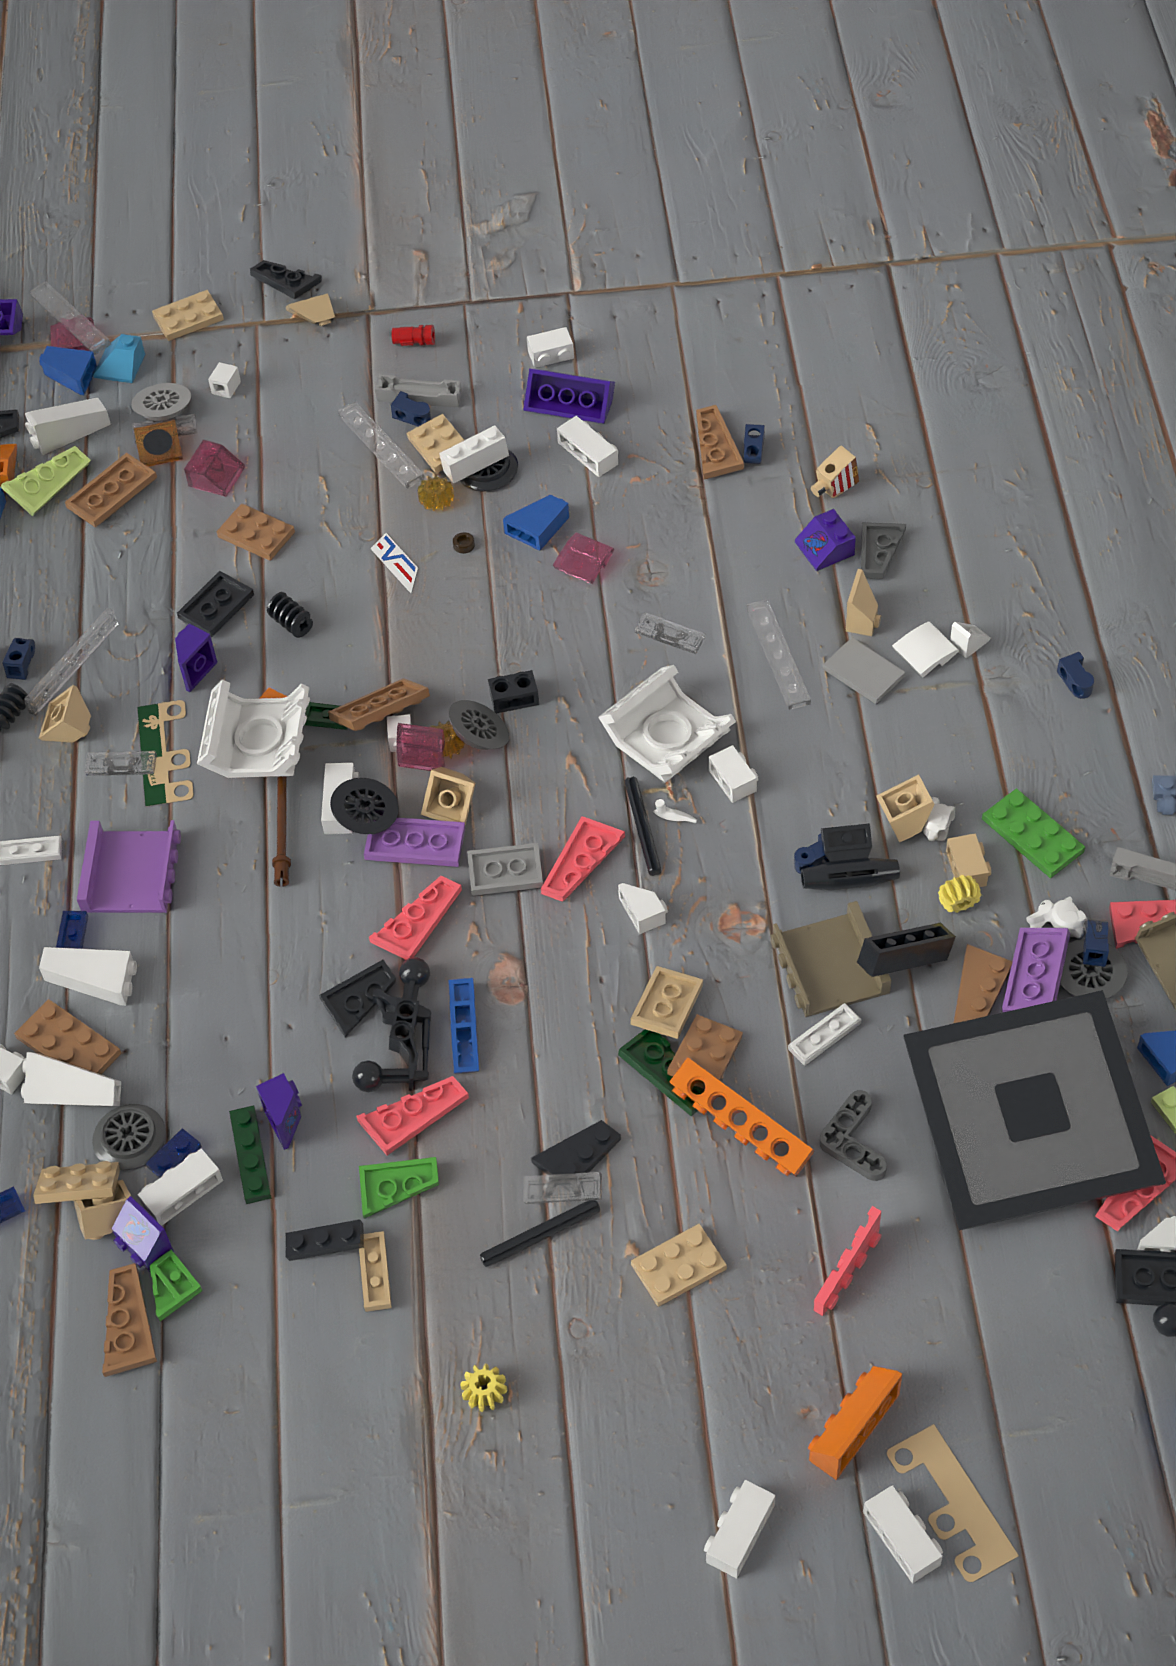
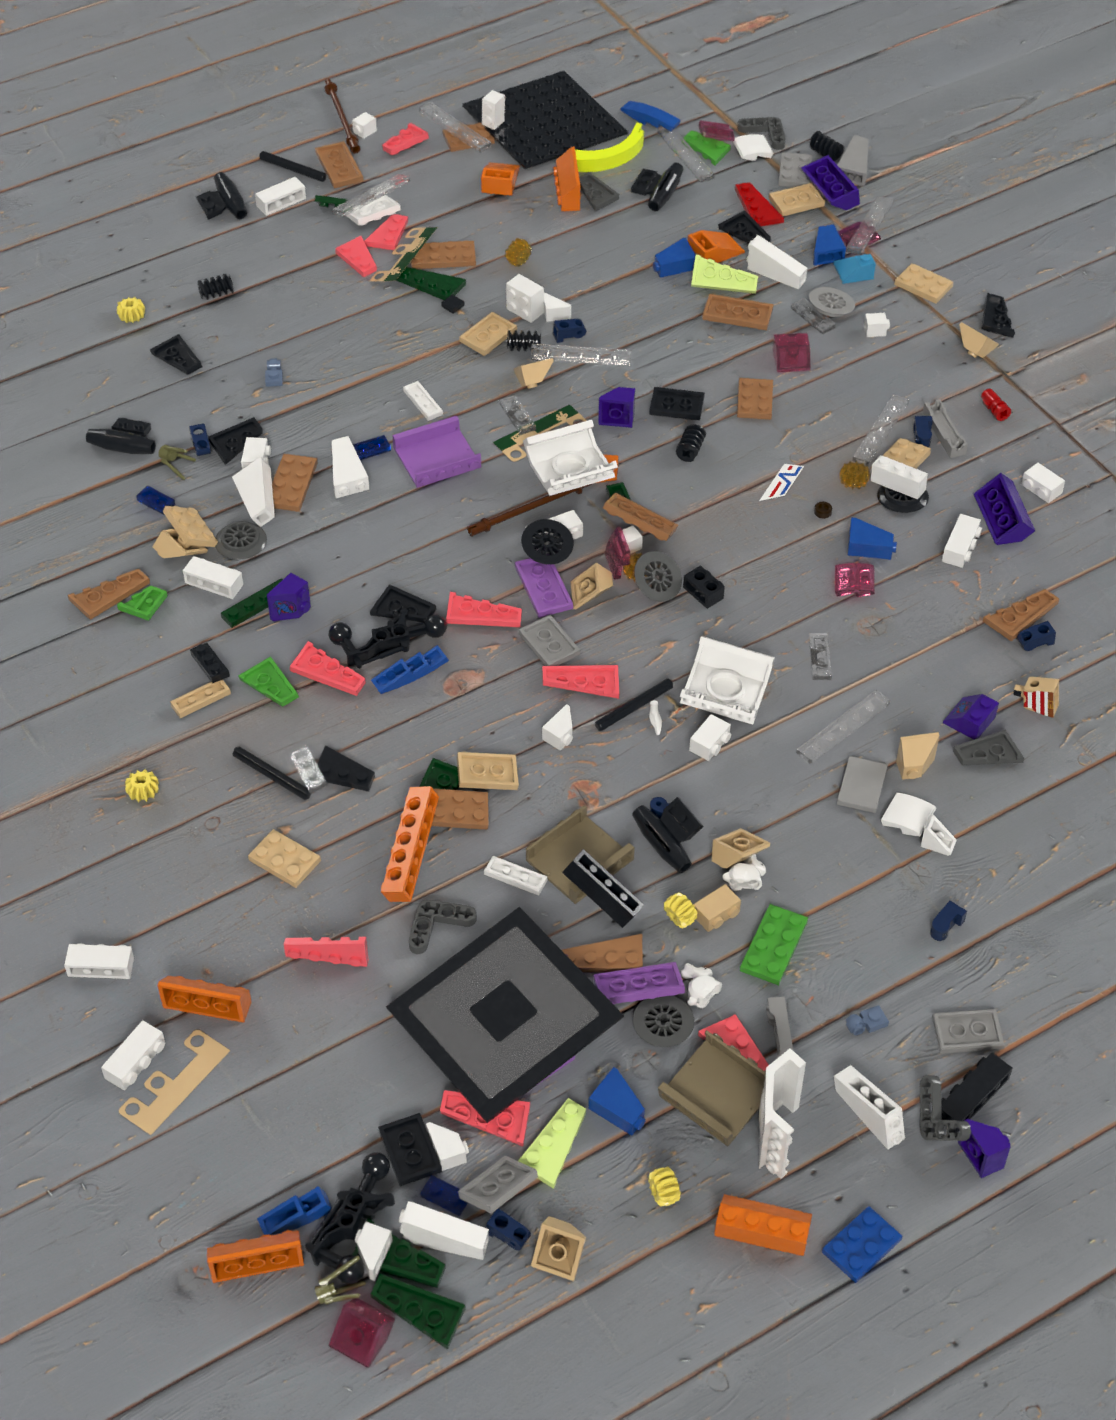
camera: 60 degrees right, 5 degrees down
(140, 1234) = (168, 571): slope -> none
(158, 443) = (794, 316): clear orange tile -> none
(173, 1153) = (243, 565): clear blue plate -> none
(1096, 942) = (684, 1011): dark blue leg -> none

